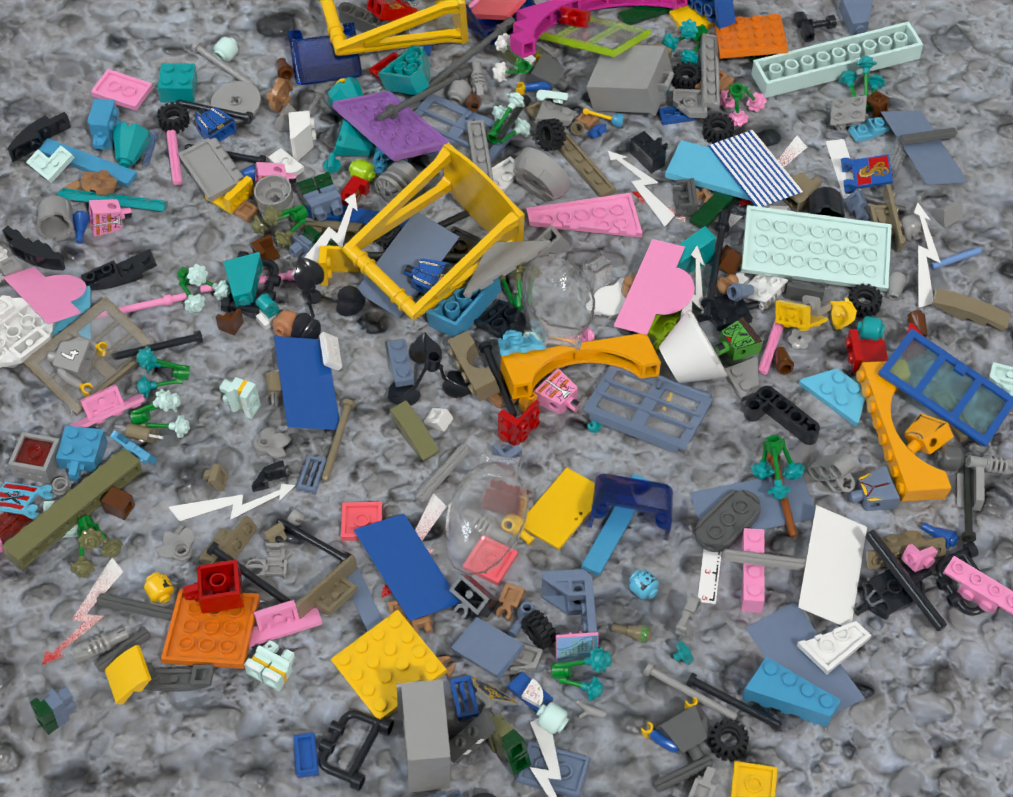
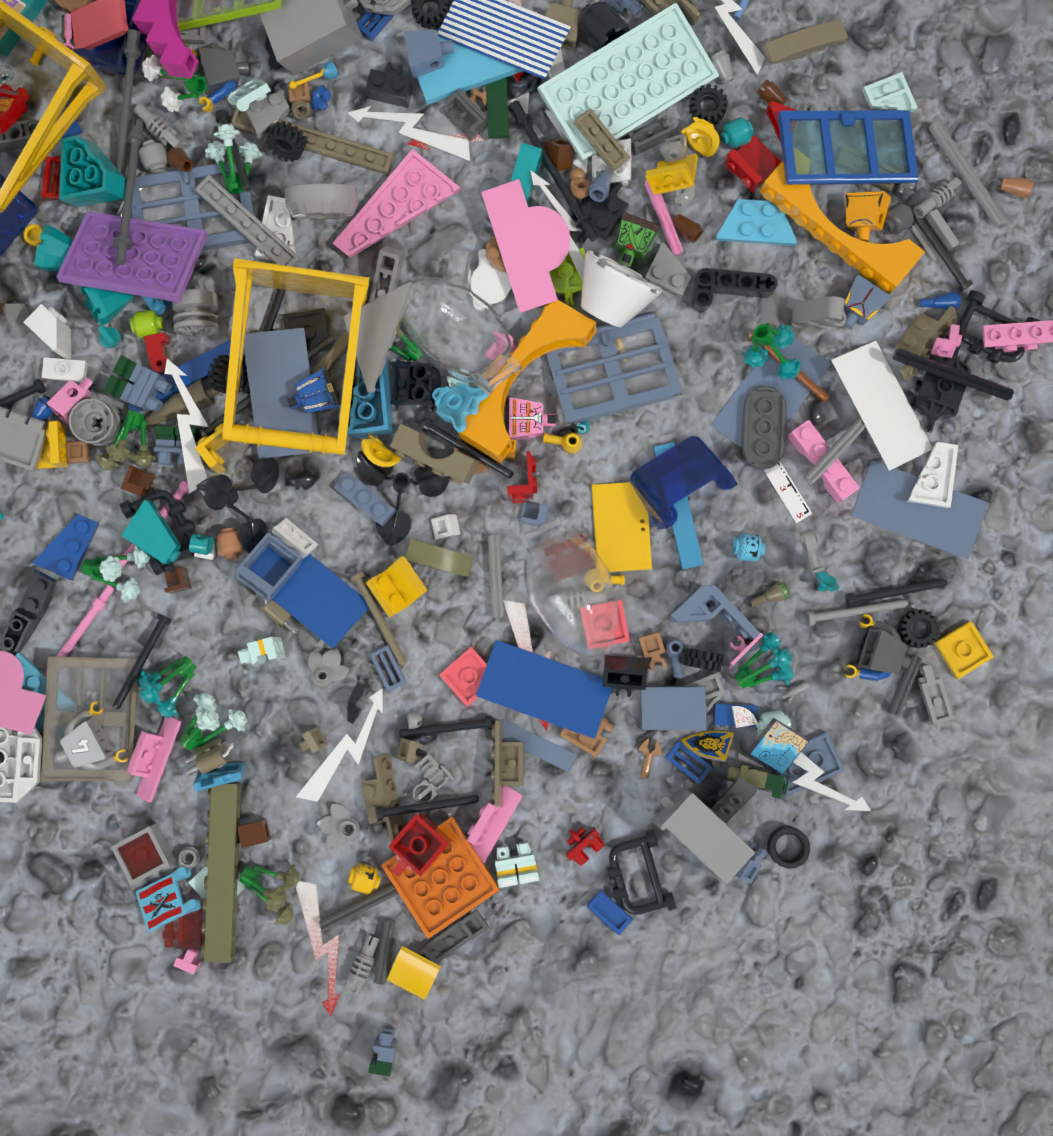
camera: 40 degrees left, 30 degrees up
(81, 450) = (175, 814): dark azure hinge -> none
(175, 257) = (68, 549): none -> blue wing
(296, 335) = (254, 581): none -> sand blue window
(332, 686) = (591, 838): none -> red hips
(365, 427) = (397, 587): none -> yellow bracket
(382, 659) = (608, 787): yellow plate -> none
(436, 338) = (378, 453): none -> yellow hat
(541, 728) = (778, 746): none -> tile
(573, 433) = (564, 441): none -> yellow bar
(690, 146) = (426, 51): none -> sand blue torso
(764, 264) = (601, 140): none -> dark tan tile
(790, 693) = (928, 552): dark azure wedge -> none

